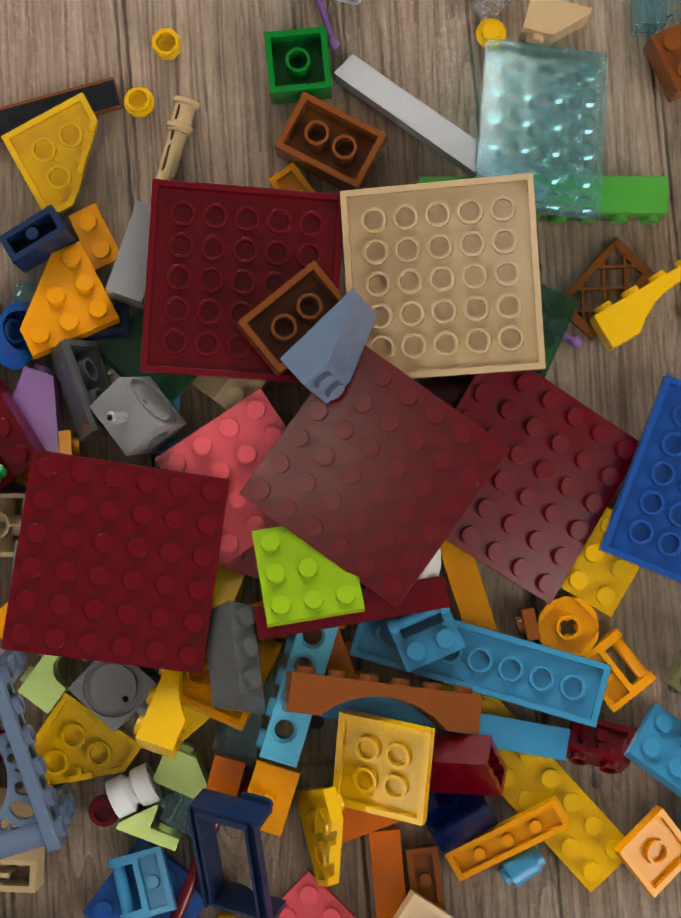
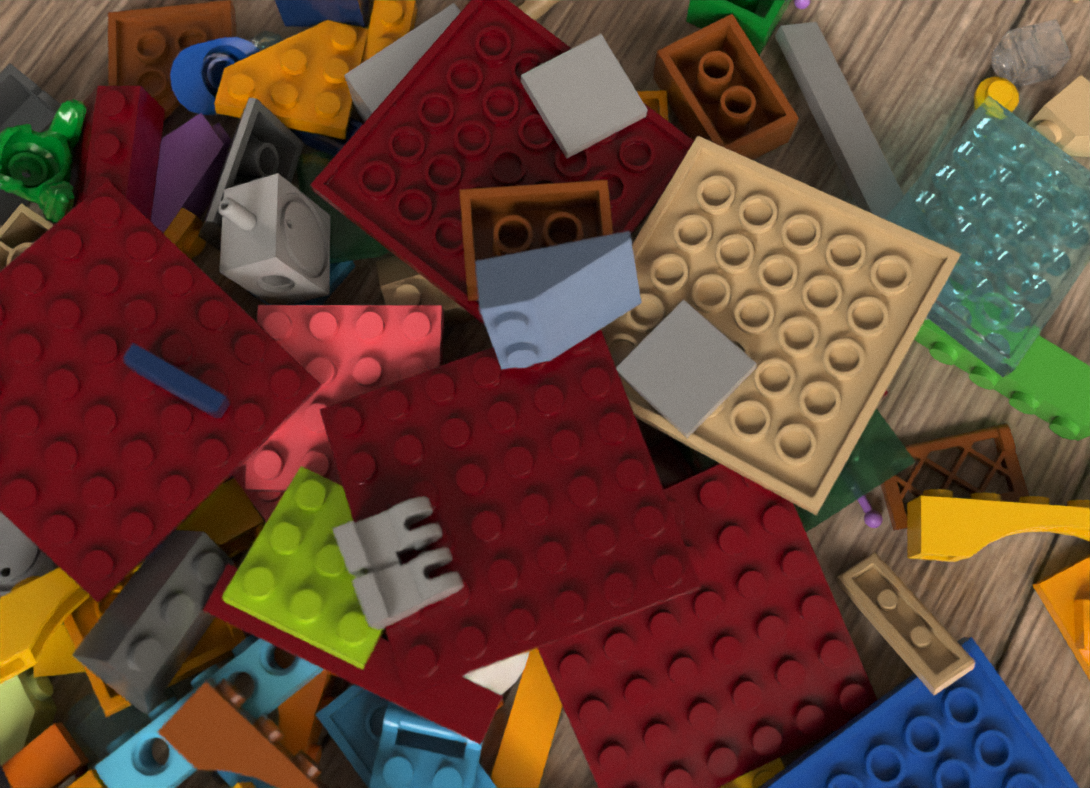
camera: 35 degrees right, 10 degrees down
(161, 532) = (176, 381): none -> dark blue tile
(259, 211) = (583, 95): none -> light grey tile
(330, 545) = (373, 556): none -> light grey legs
(424, 335) = (686, 368): none -> light grey tile
(627, 390) = (905, 623): none -> tan tile

